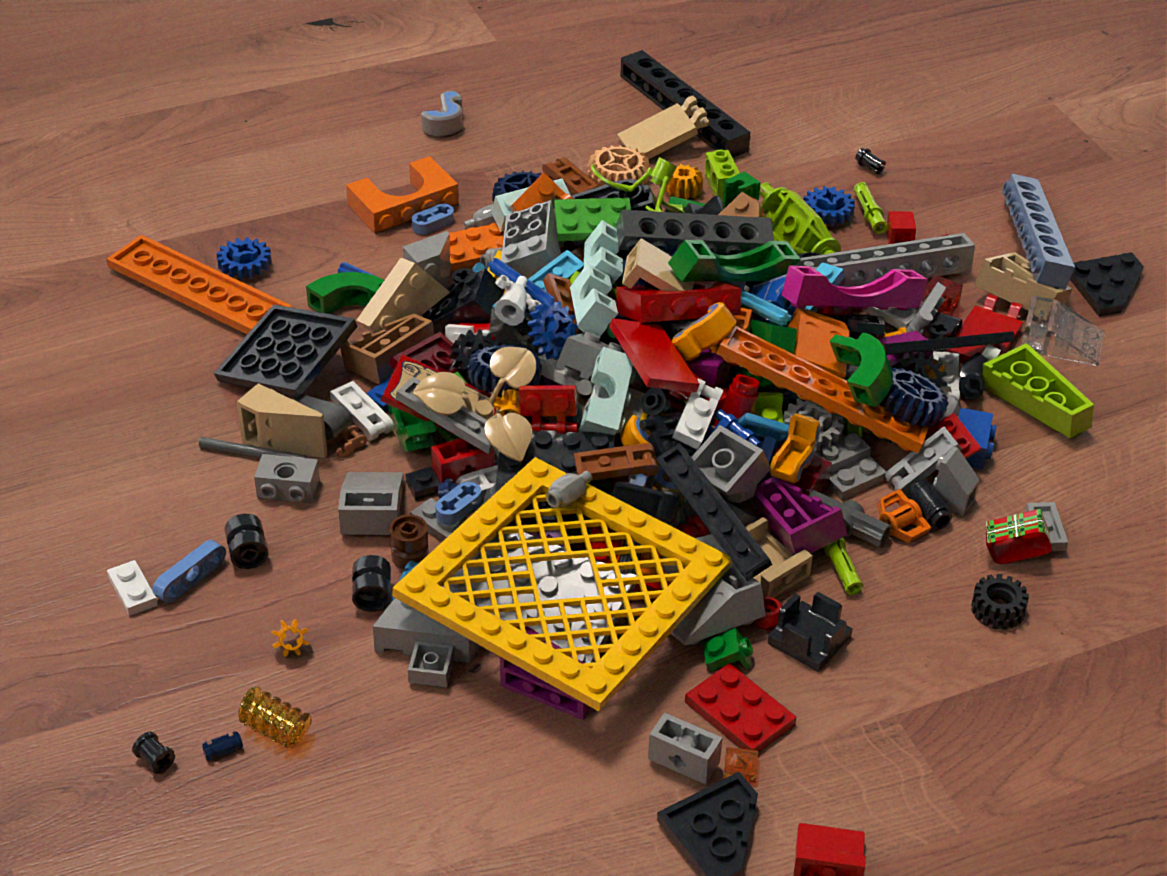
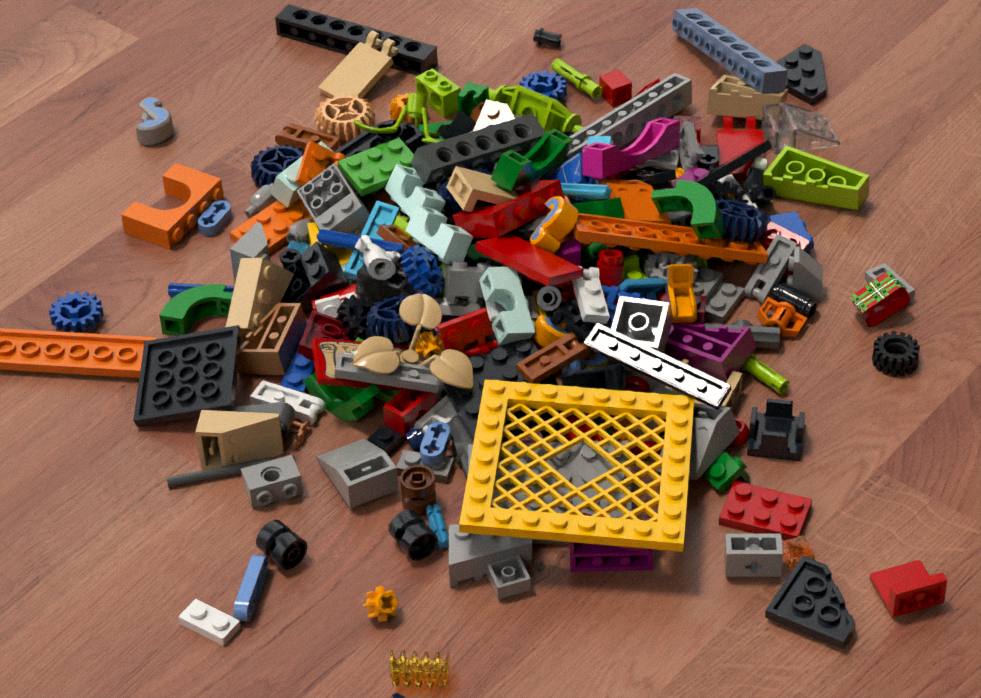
camera: 25 degrees left, 0 degrees up
(567, 489) = (535, 393): light grey plant -> none

